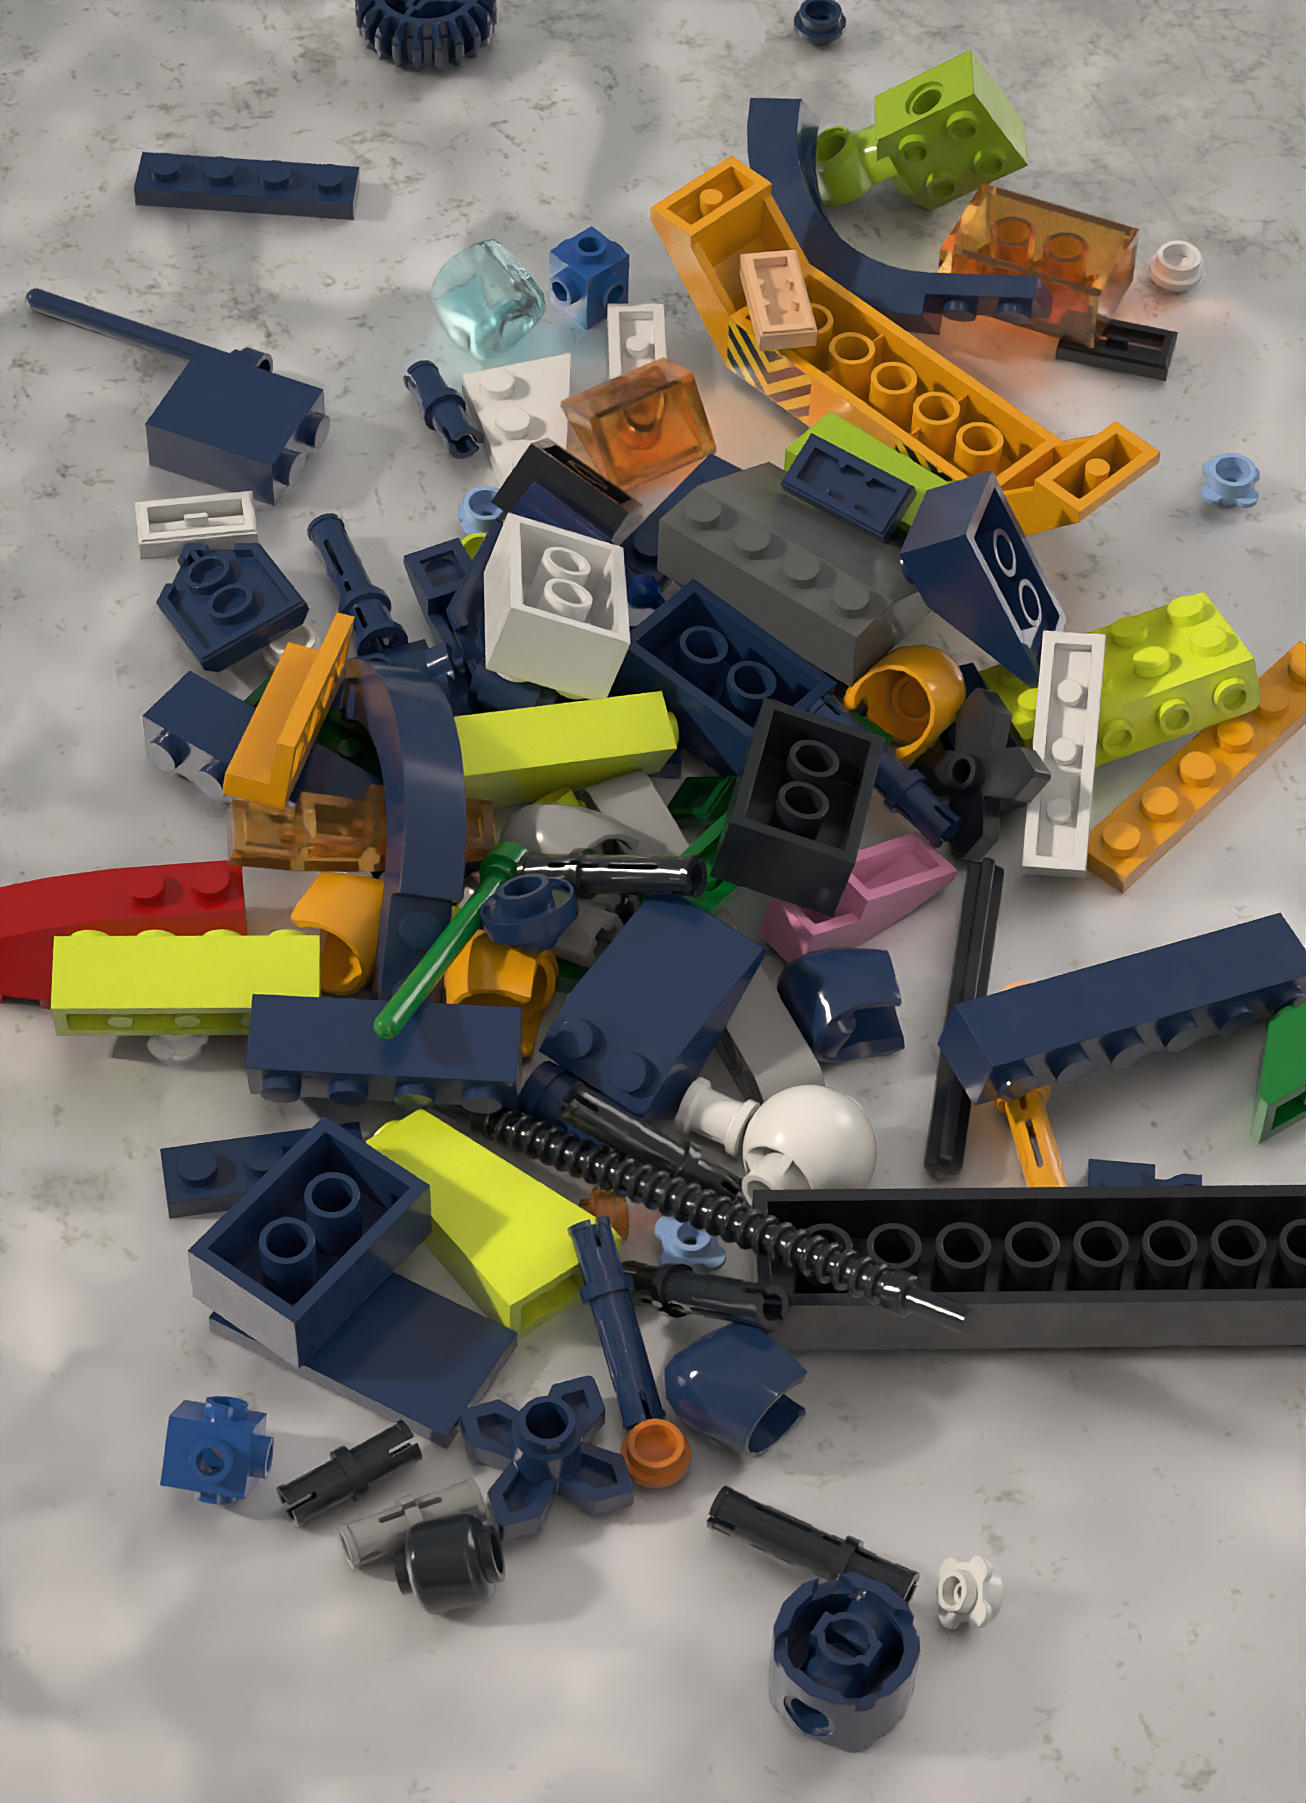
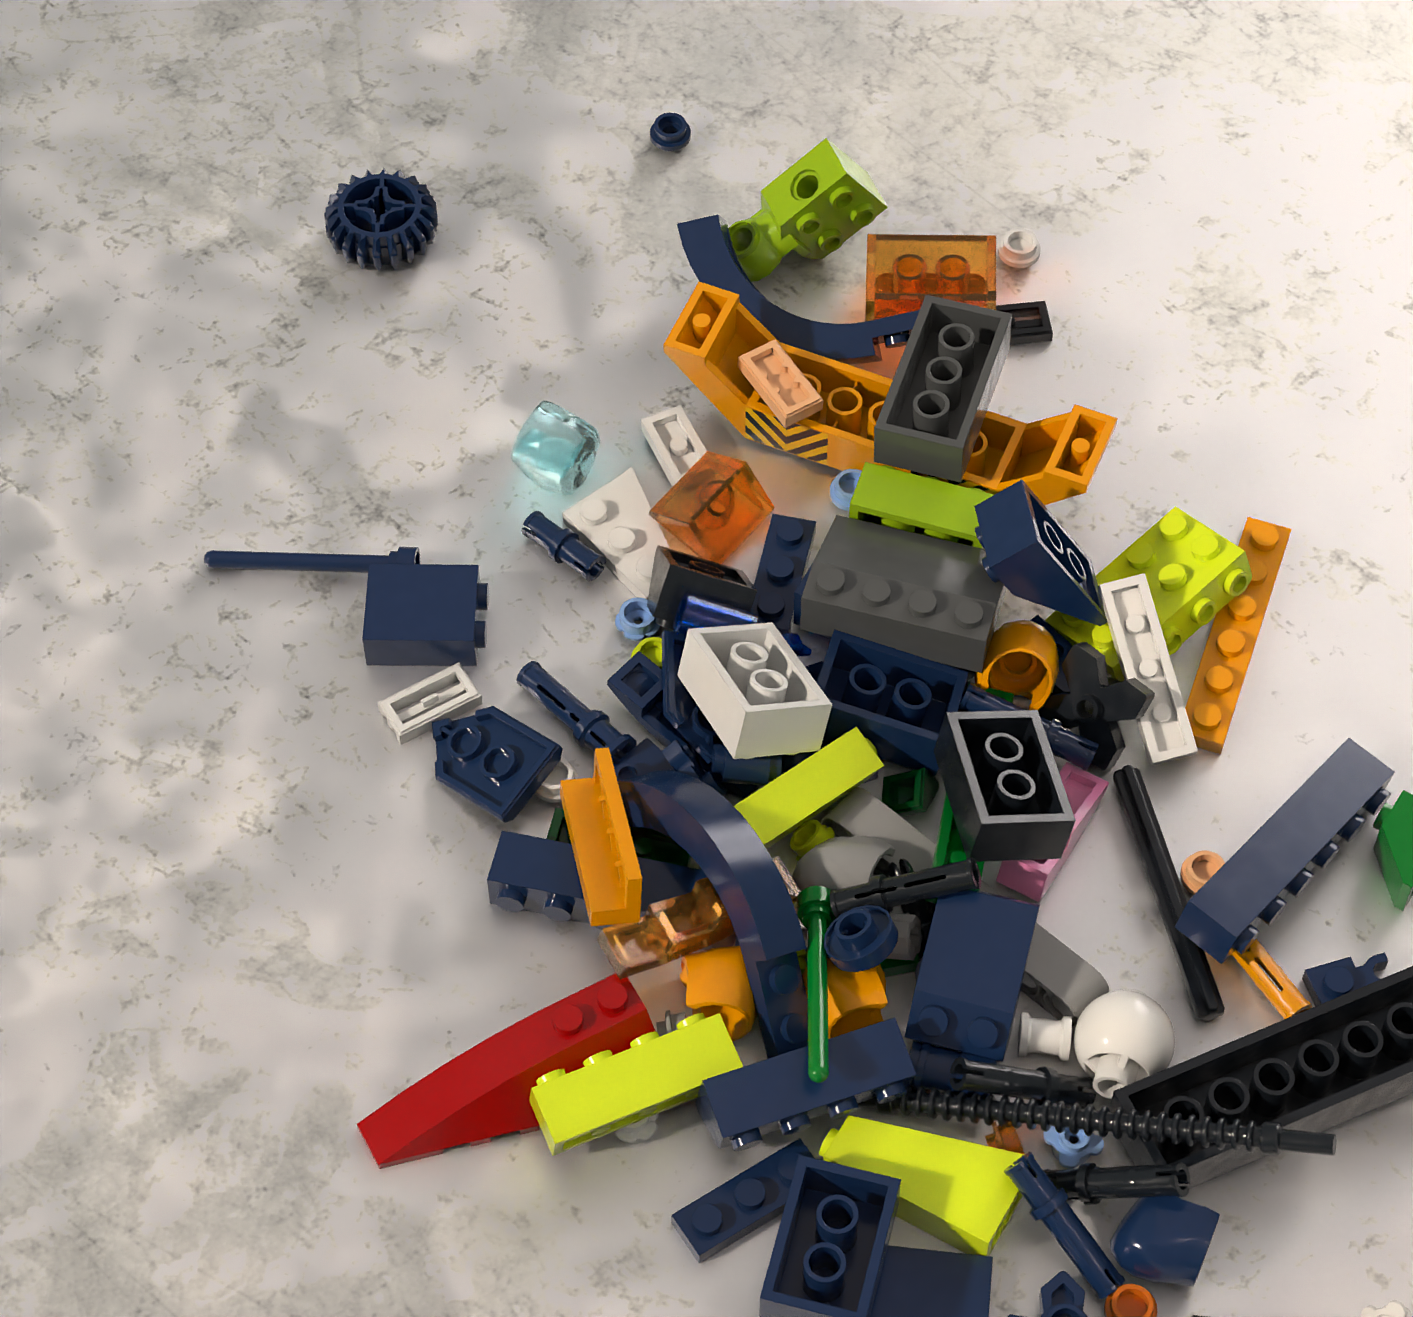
camera: 20 degrees left, 5 degrees up
(247, 185) = (320, 409): dark blue plate -> none
(588, 276) = (616, 401): blue brick -> none
(844, 1002) = (1089, 913): dark blue piece -> none
(848, 488) = (915, 522): dark blue plate -> none
(966, 359) = (942, 388): none -> dark grey brick
(1230, 481) = (1138, 398): light blue plate -> none

